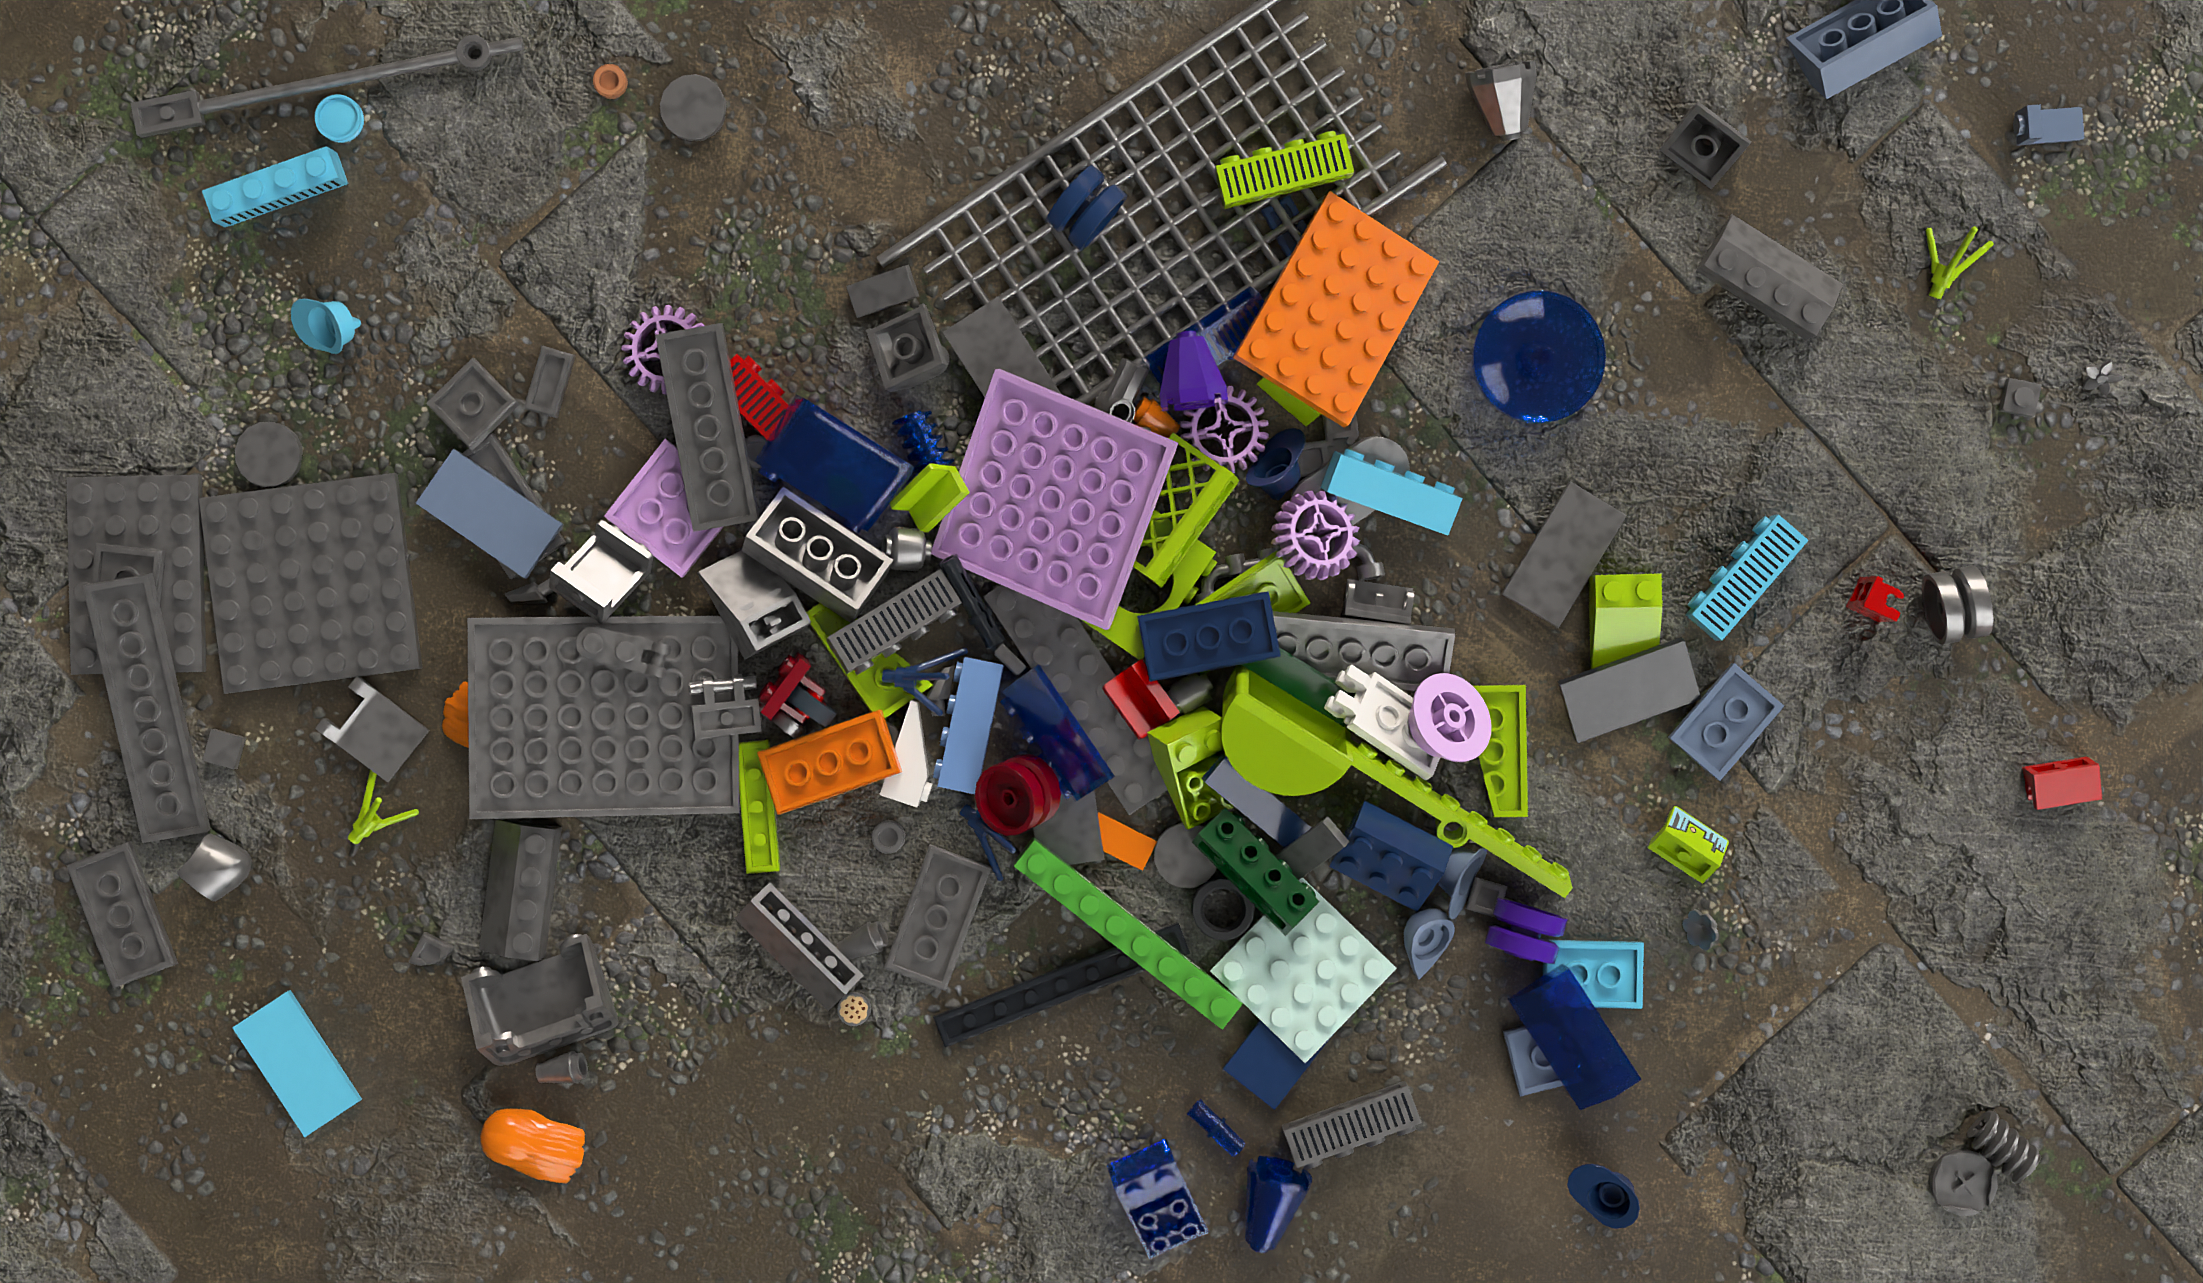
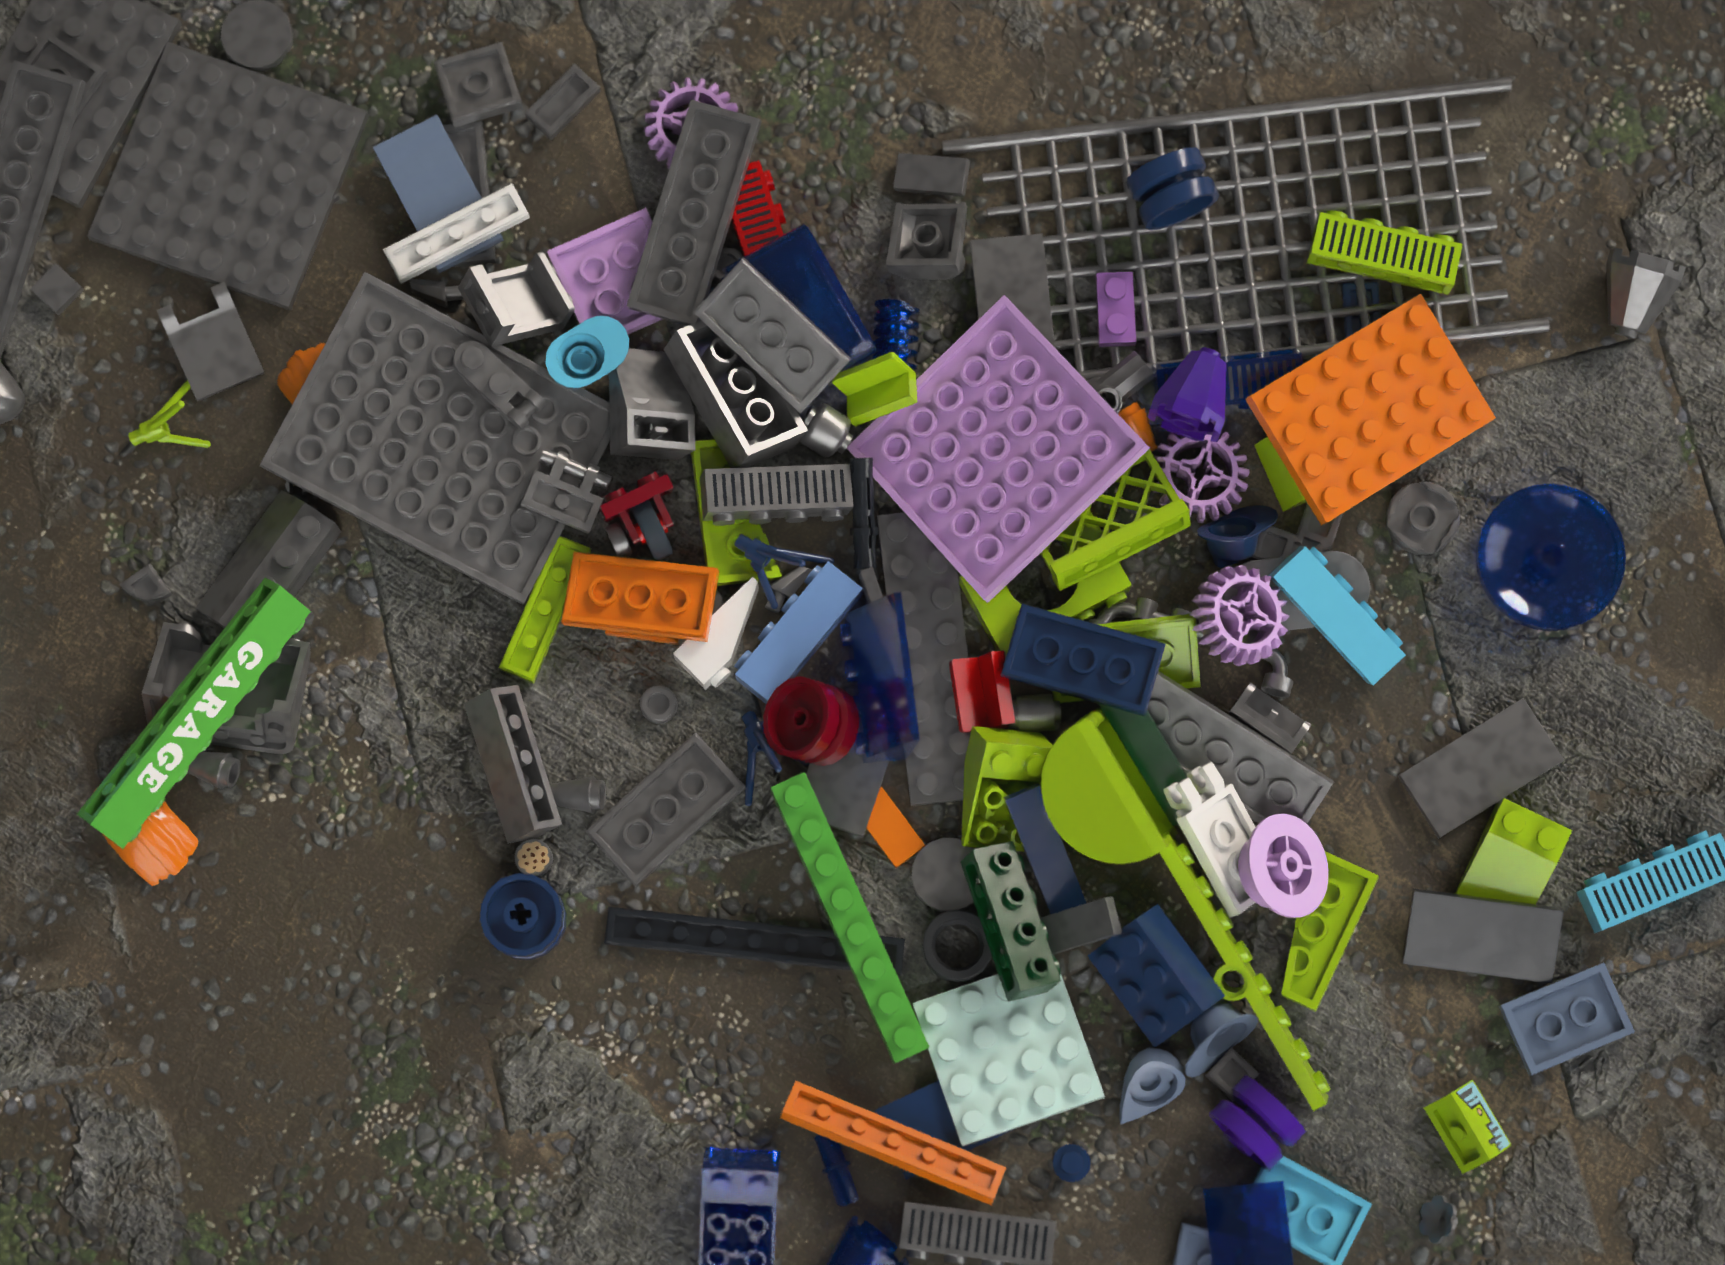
camera: 25 degrees right, 10 degrees down
(523, 541) = (456, 233): none -> white tile
(526, 1042) = (194, 713): none -> bright green brick
(682, 587) = (587, 352): none -> medium azure piece
(825, 500) = (772, 335): none -> flat silver tile
(869, 1081) = (509, 899): none -> dark blue wheel
(1089, 328) = (1115, 309): none -> medium lavender plate
(1251, 1089) = (893, 1143): none -> orange plate
(1395, 1030) = (1071, 1163): none -> dark blue plate
(1419, 373) = (1422, 518): none -> flat silver tile

